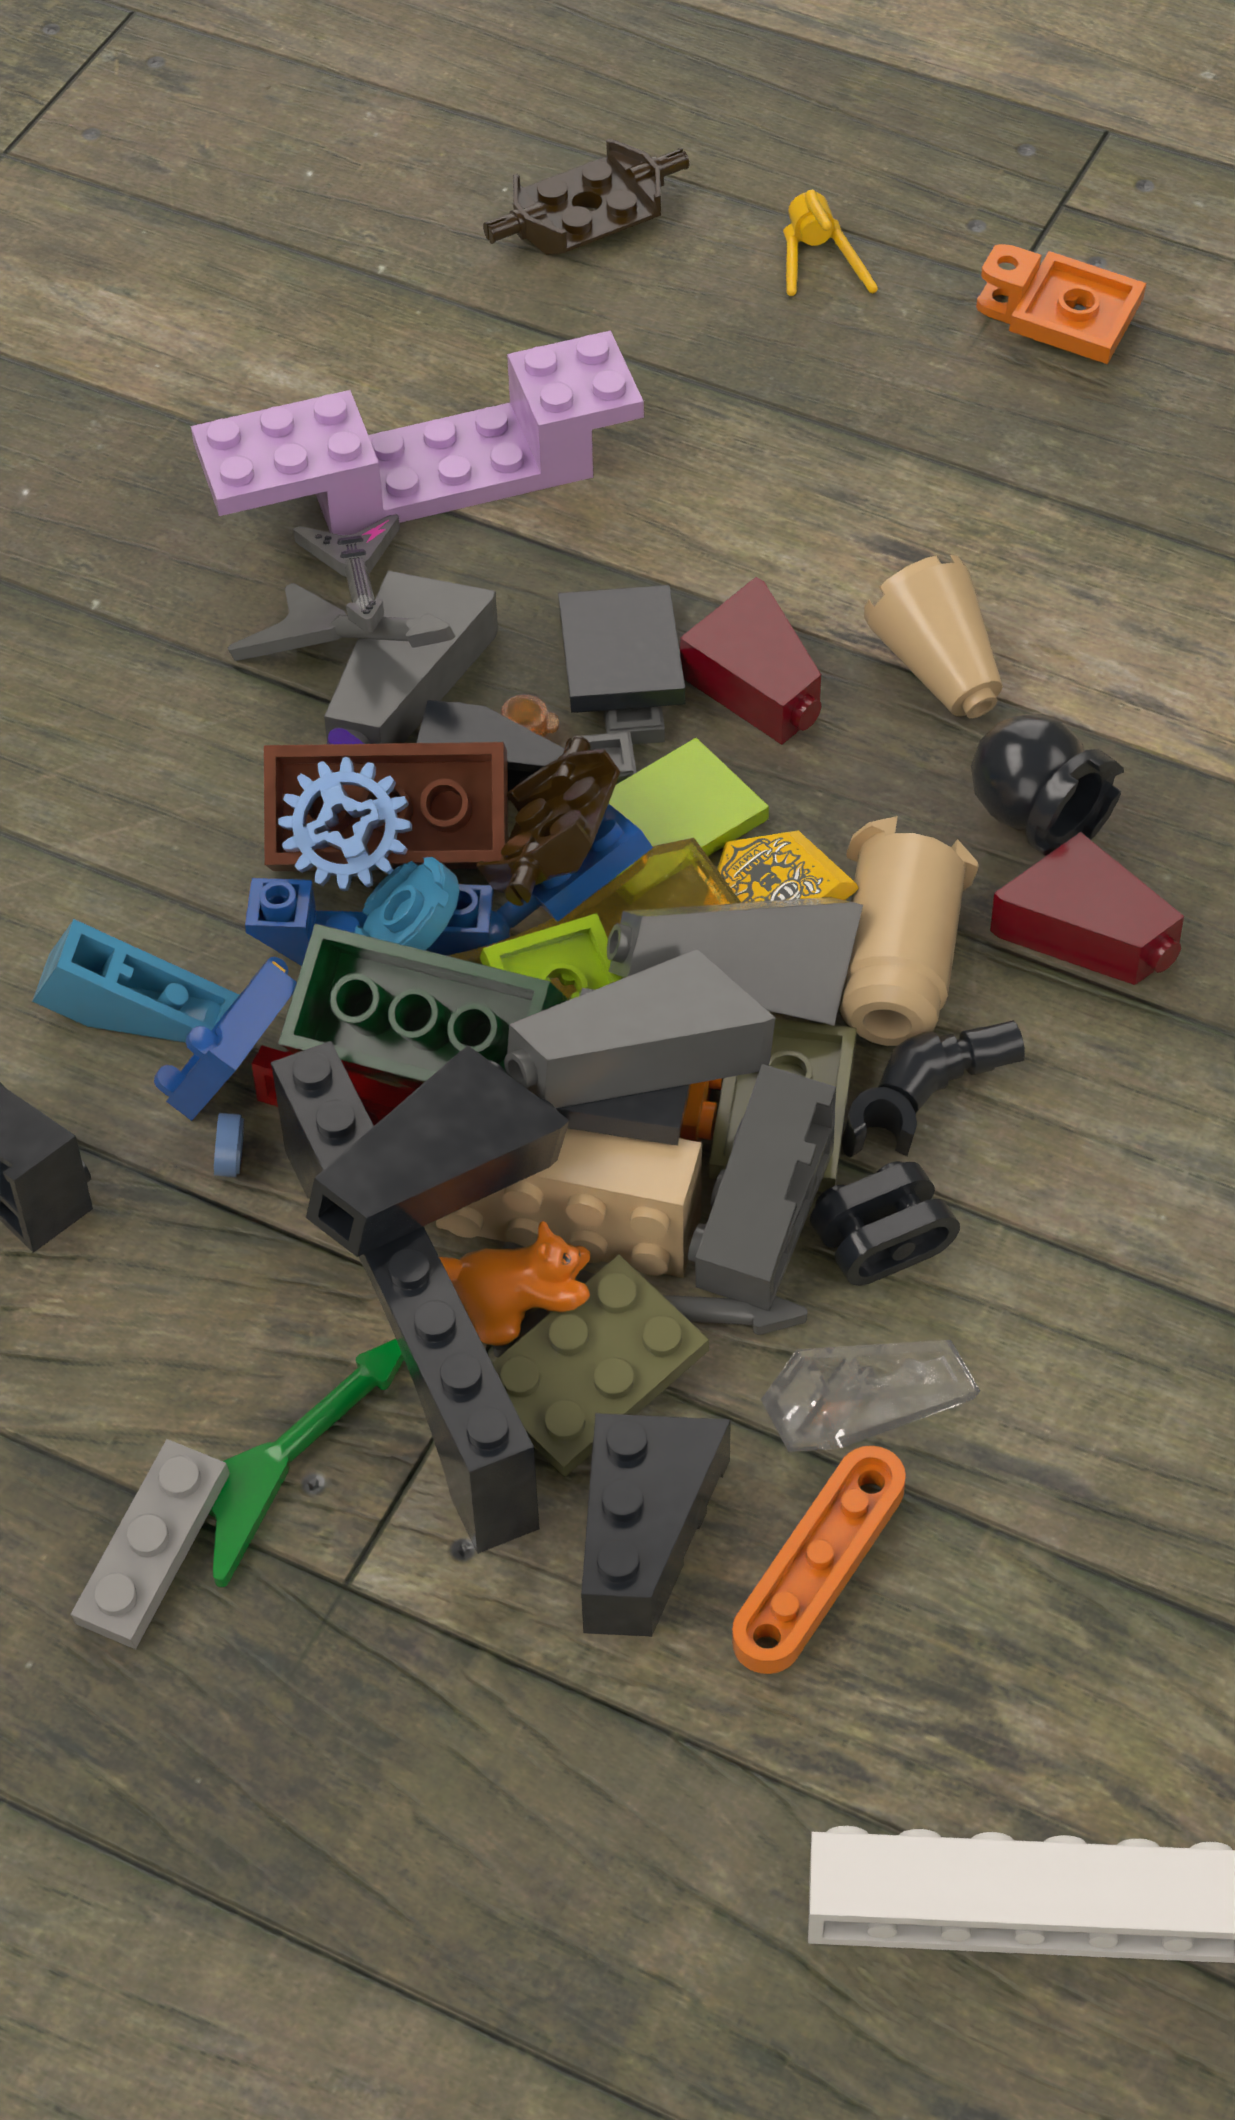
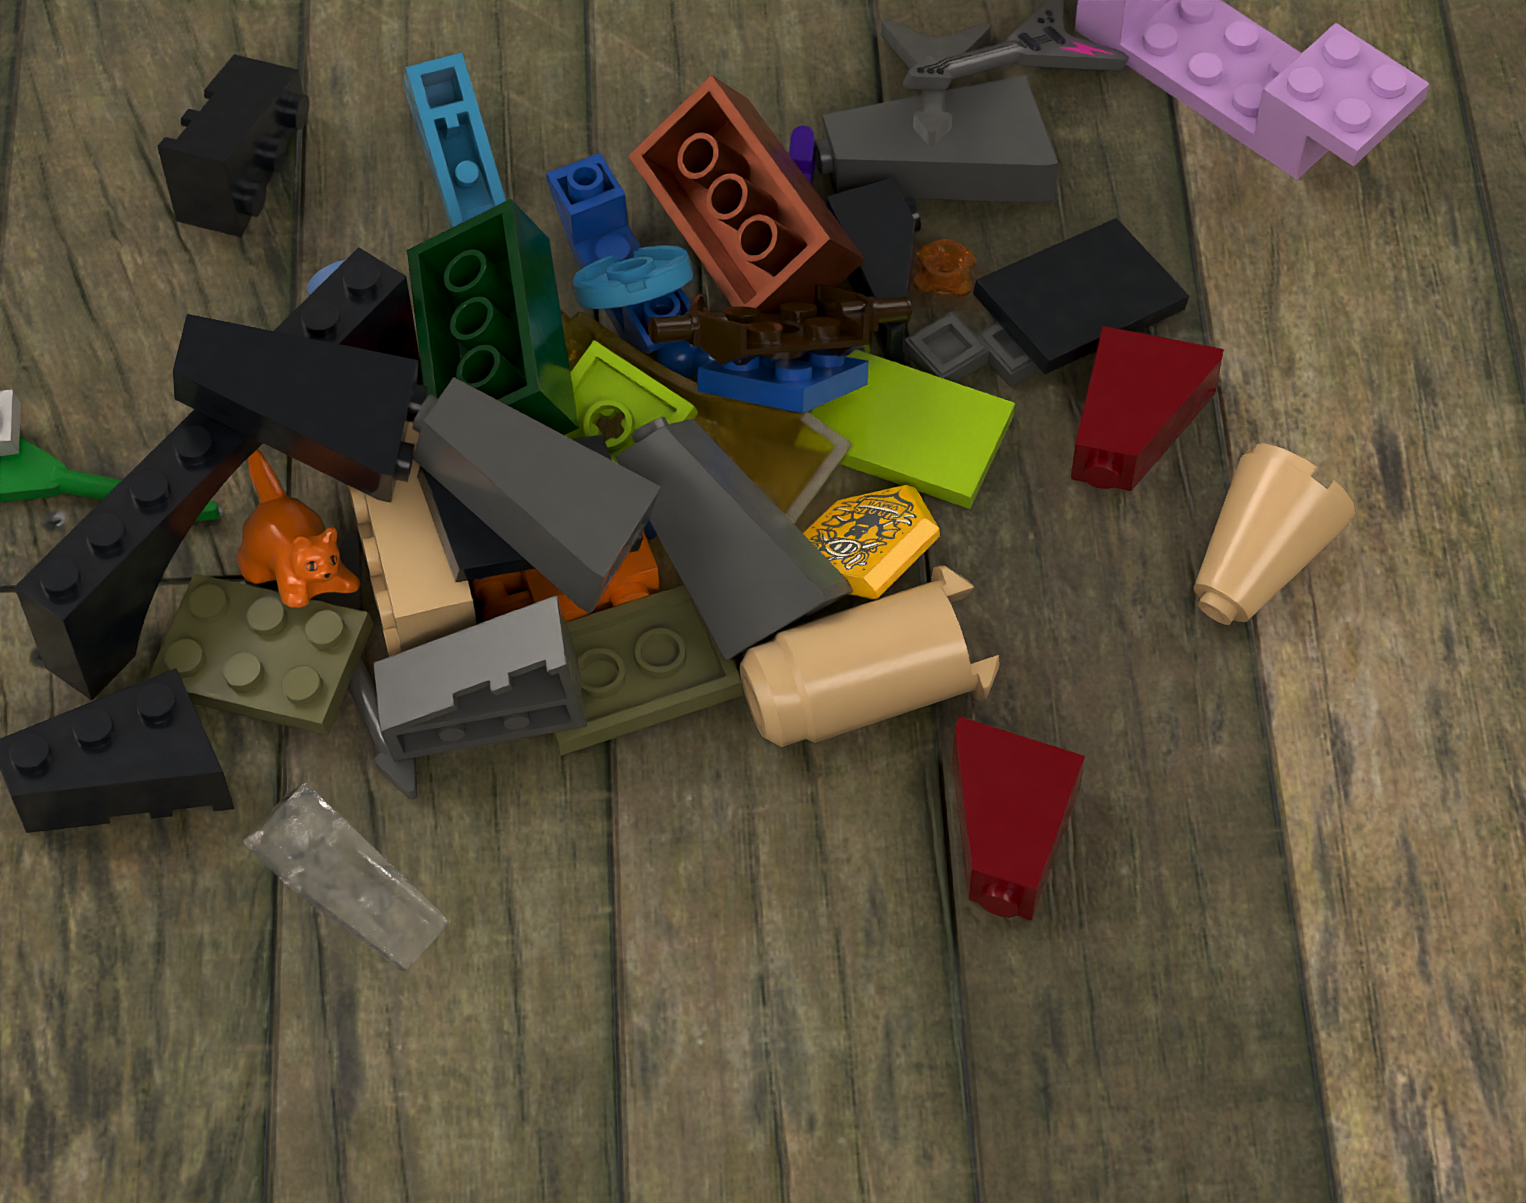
camera: 60 degrees right, 5 degrees up
(225, 1046) = (400, 220): blue piece -> none
(335, 800) = (692, 152): light blue gear -> none
(818, 1559) = (151, 917): orange plate -> none
(884, 1222) = (537, 804): black brick -> none
(918, 1070) = (719, 754): black piece -> none
(1043, 782) = (1130, 700): black tile -> none

